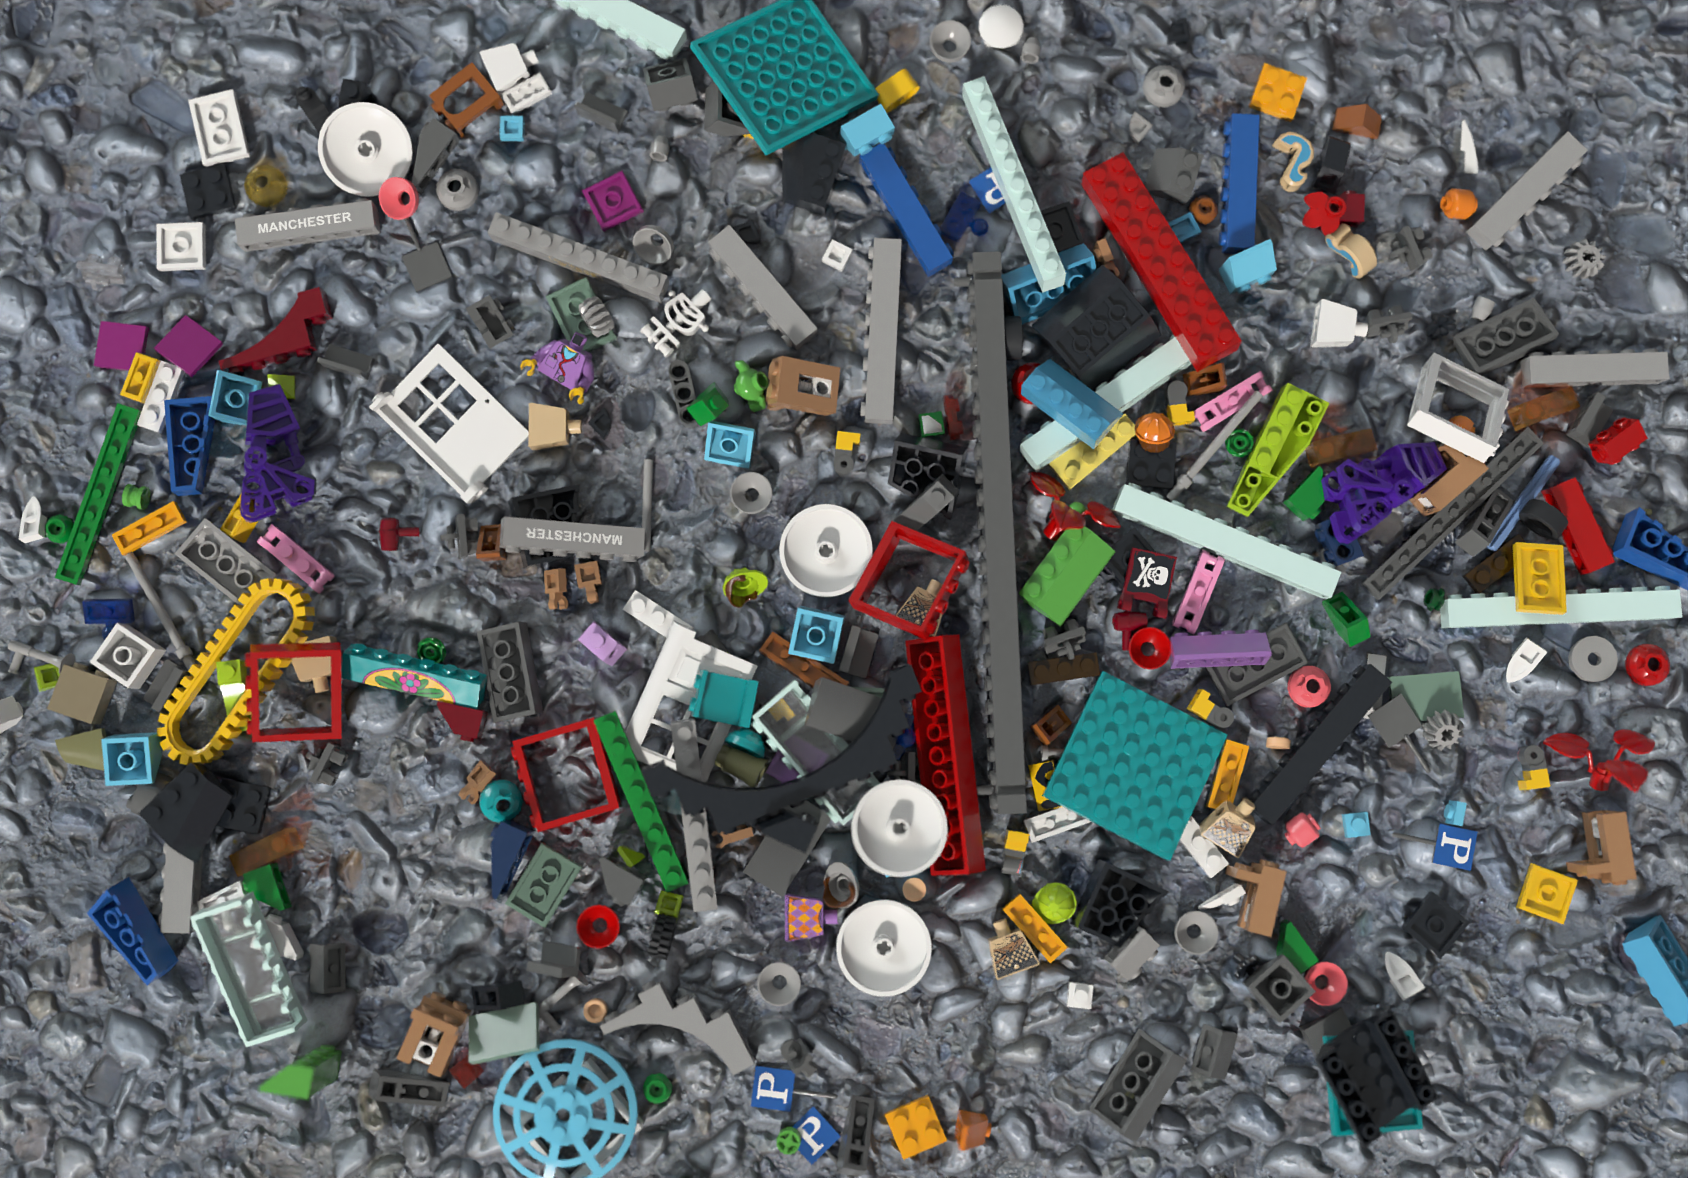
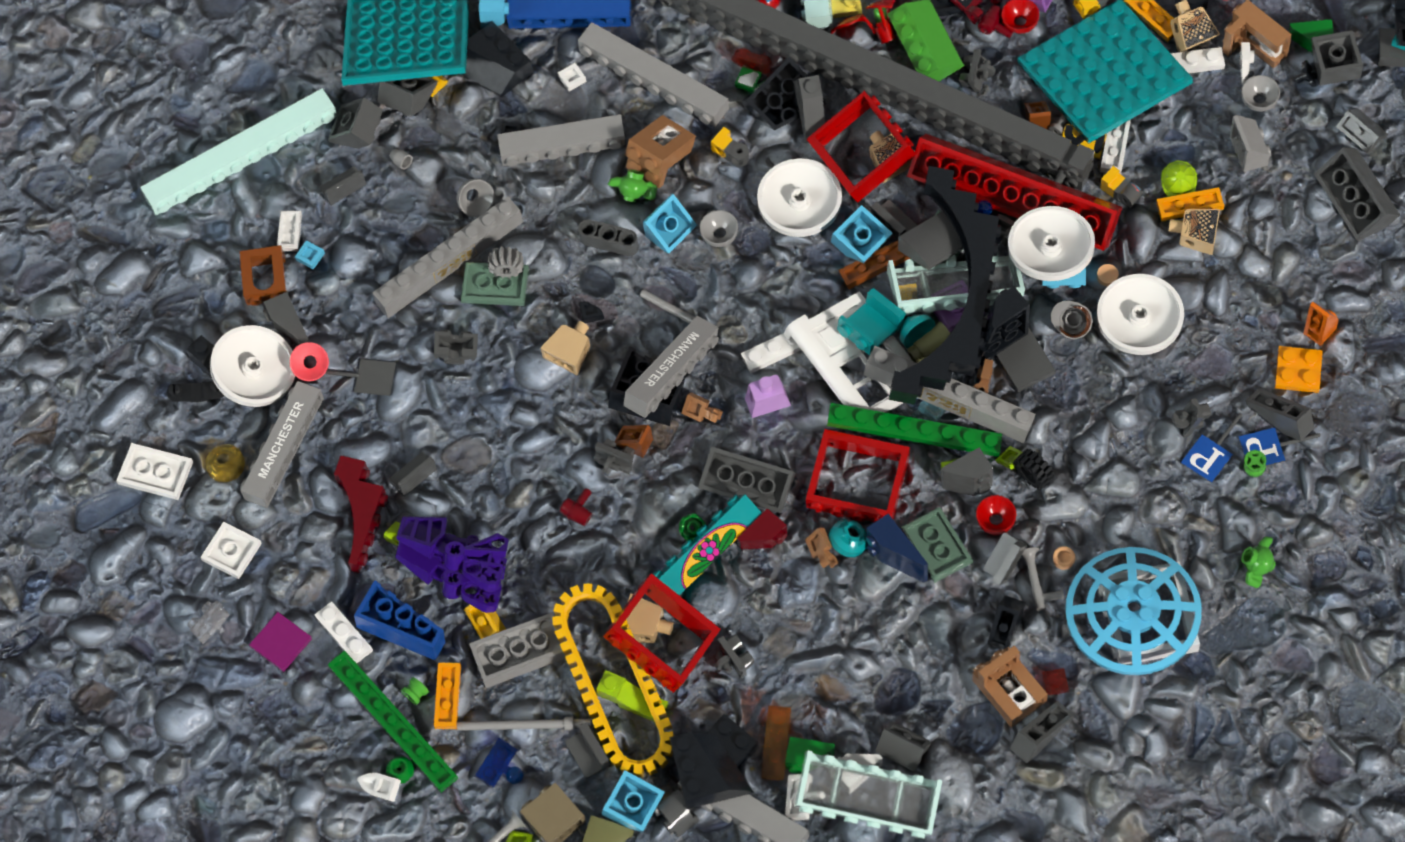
camera: 50 degrees left, 20 degrees down
(128, 656) = (544, 761): white brick -> none
(140, 377) = (318, 636): yellow slope -> none
(188, 346) = (317, 586): magenta tile -> none
(208, 191) = (199, 508): black plate -> none
(231, 397) = (386, 570): medium azure slope -> none
(296, 558) = (543, 596): bright pink plate -> none
(307, 1074) = (982, 780): bright green slope -> none
(464, 197) = (329, 330): light grey piece -> none
(475, 442) = (543, 412): white door -> none
(504, 1033) = (1041, 627): tile -> none
(507, 66) = (258, 230): white torso -> none
(566, 364) = (527, 306): medium lavender torso -> none
(589, 577) = (708, 381): medium nougat plate -> none
(612, 201) = (417, 214): magenta tile -> none
(657, 1080) = (1156, 535): green plate -> none
(688, 1015) = (1135, 470): light grey arch -> none
(694, 305) = (545, 210): white torso -> none
(708, 405) = (630, 216): green slope -> none
(744, 585) = (788, 269): lime piece -> none
(777, 996) = (1123, 396): light grey piece -> none
(805, 917) = (1081, 361): torso -> none
(1063, 669) = (1001, 81): dark brown plate -> none
(1079, 995) = (1262, 201): white plate -> none
(1115, 903) = (1202, 136): black wedge -> none
(1336, 985) = (1356, 20): coral piece -> none

